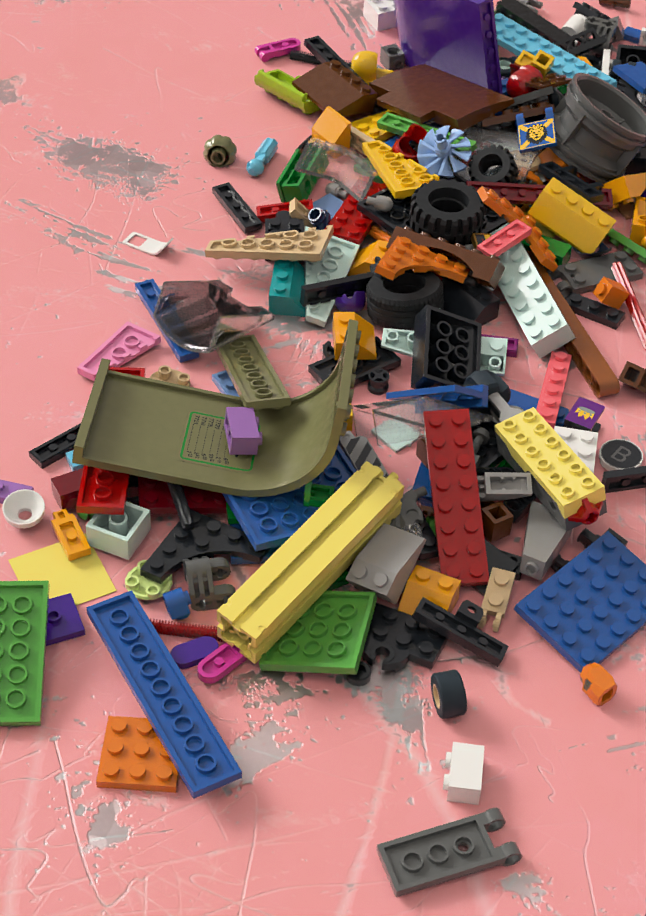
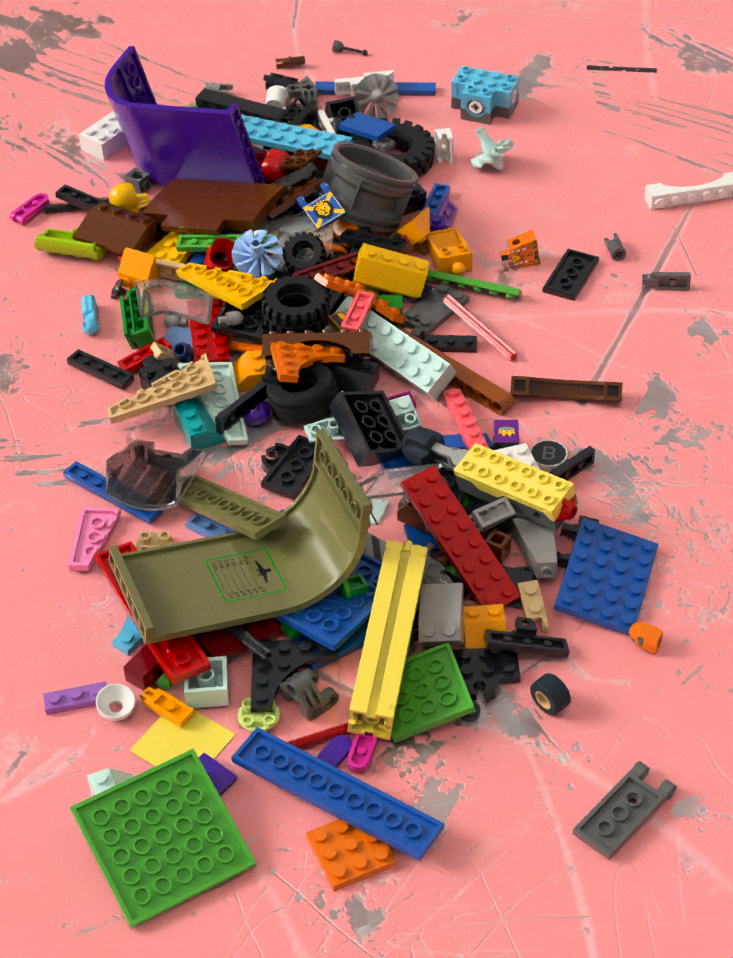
camera: 25 degrees left, 0 degrees up
(55, 448) = (102, 636): black tile -> none
(150, 246) = (47, 433): white piece -> none
(177, 603) = (297, 721): blue plate -> none
(217, 149) = (51, 321): olive plant -> none
(242, 431) = (262, 558): medium lavender brick -> none
(367, 344) = (283, 444): light orange slope -> none
(465, 773) = (599, 747): white brick -> none
(468, 396) = (413, 456): blue fence -> none
(542, 61) = (282, 142): yellow brick -> none
(611, 292) = (457, 323): orange brick -> none

